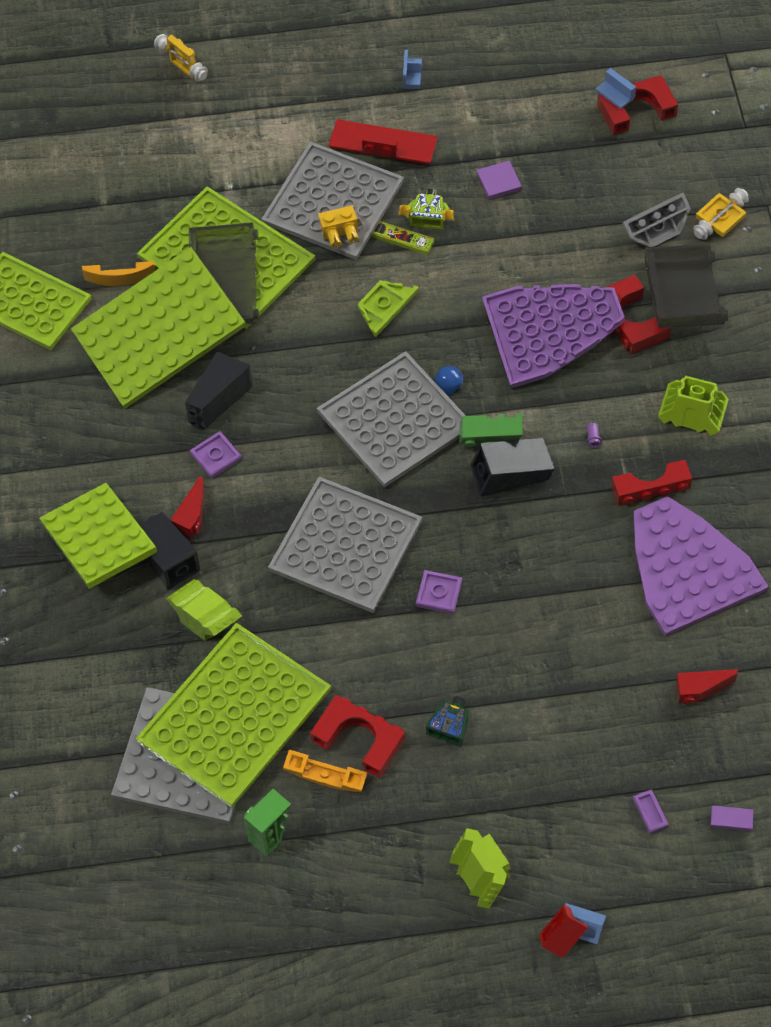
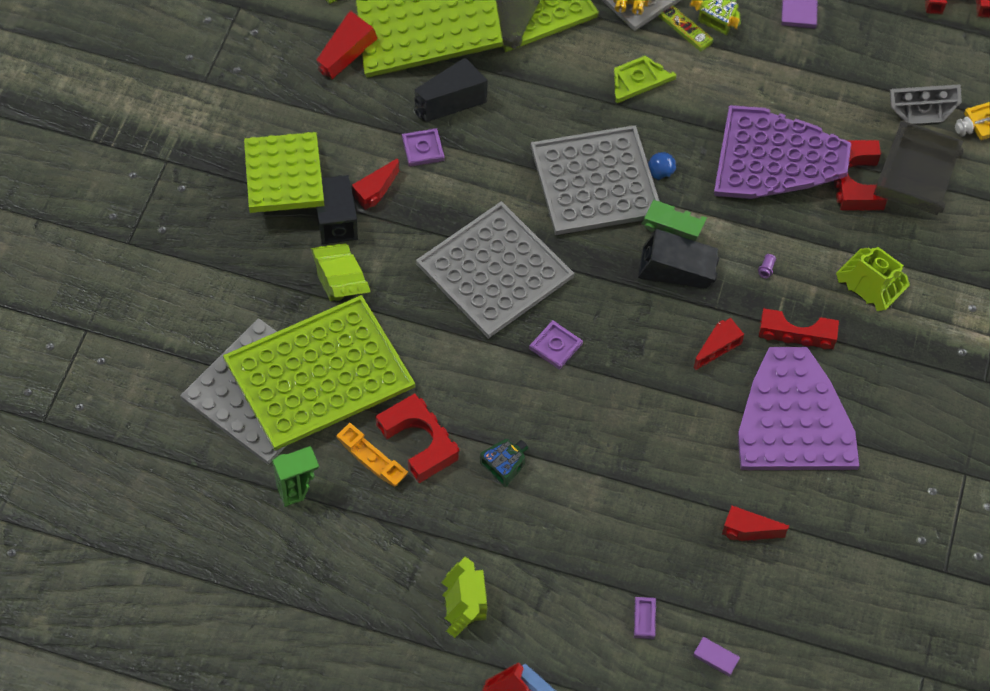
camera: 20 degrees right, 0 degrees up
(91, 385) = (345, 45): none -> red slope
(589, 520) = (722, 339): none -> red slope

